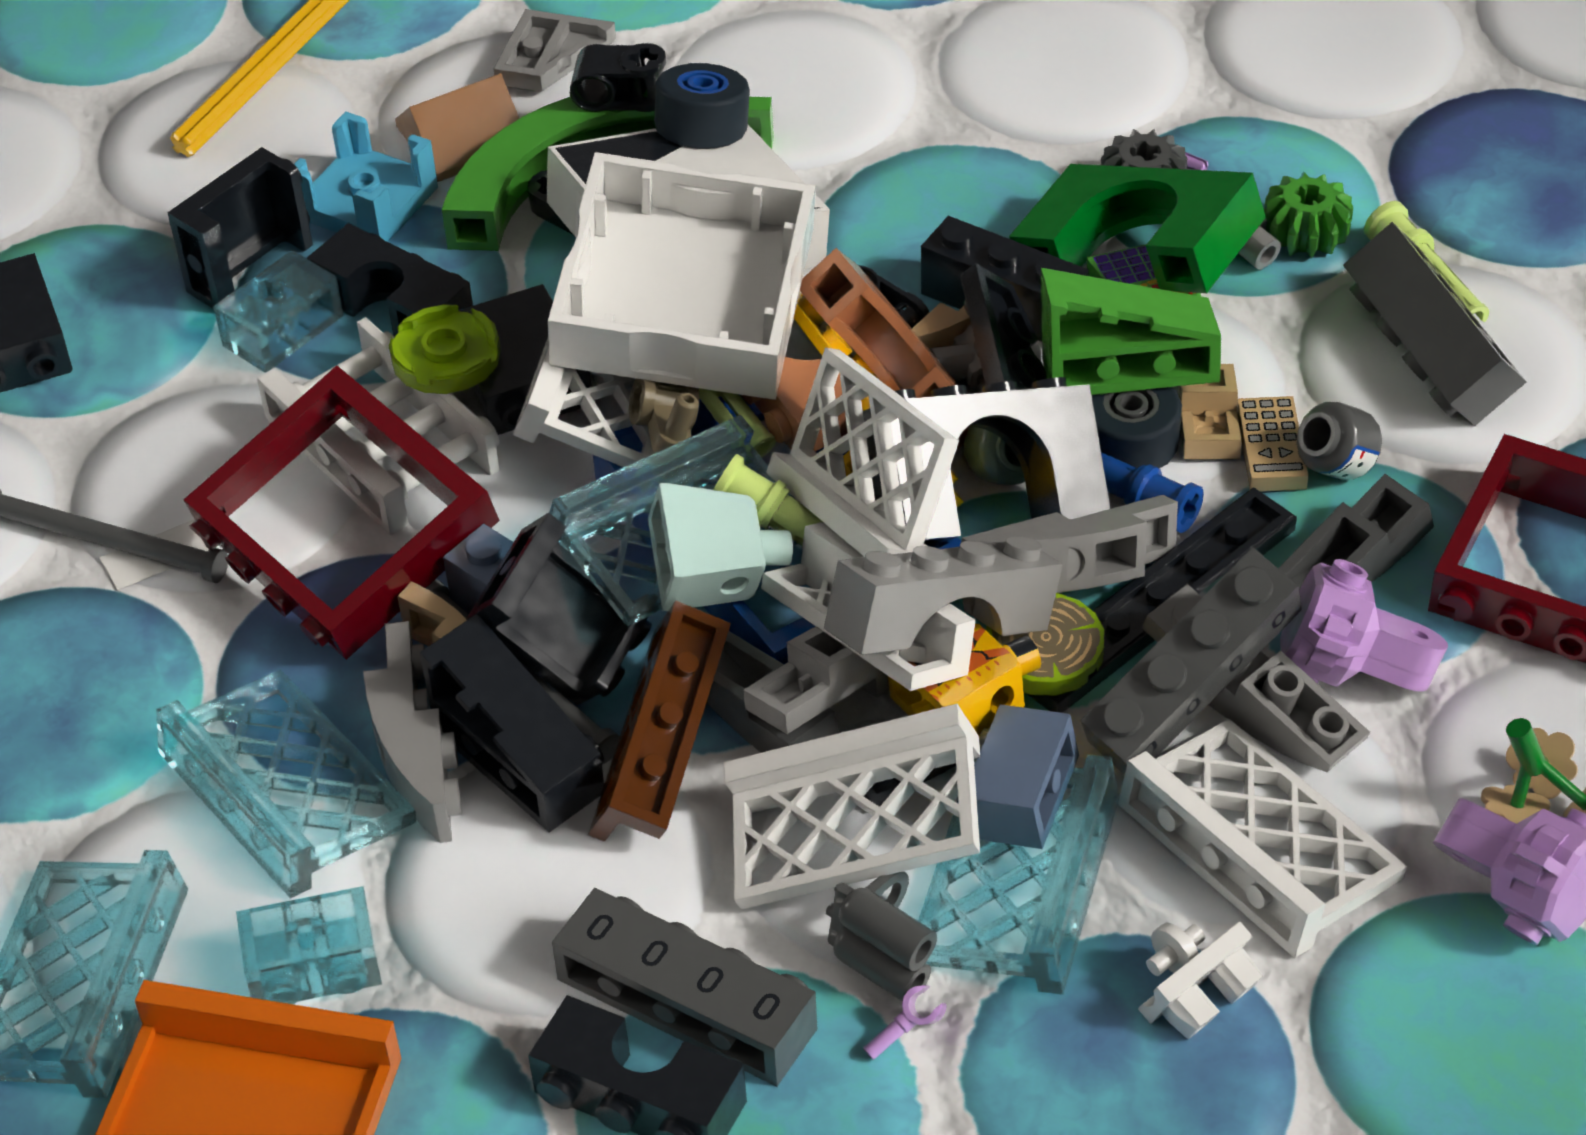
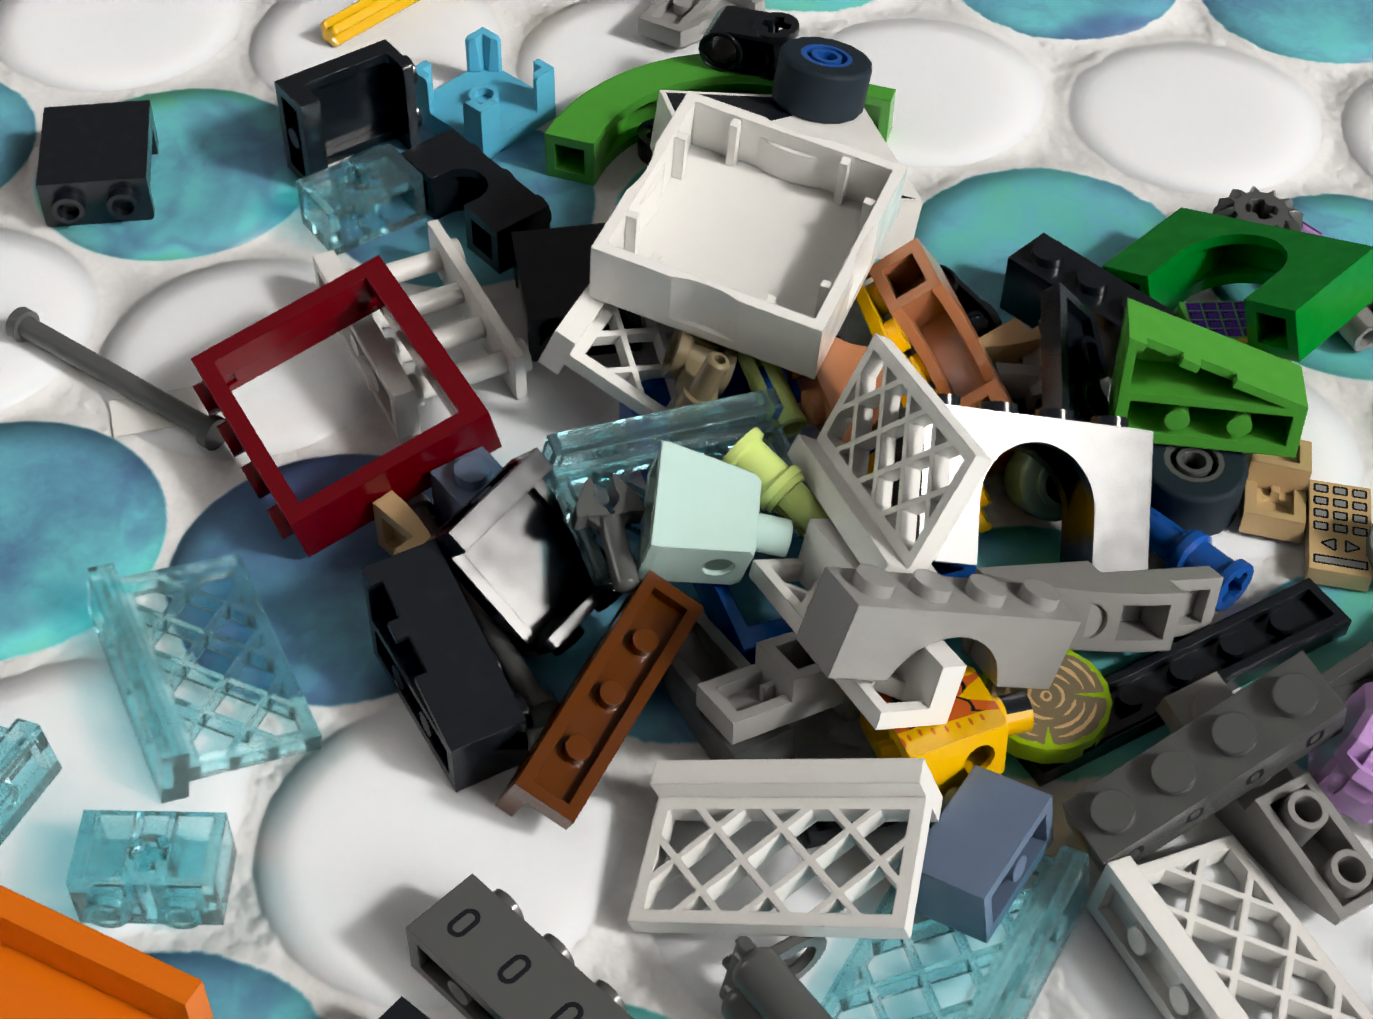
camera: 10 degrees right, 0 degrees up
(412, 735) = (343, 655): light grey slope -> none
(444, 349) = (501, 265): lime tile -> none
(460, 122) = (590, 56): medium nougat slope -> none
(639, 552) = (611, 527): none -> dark grey bar

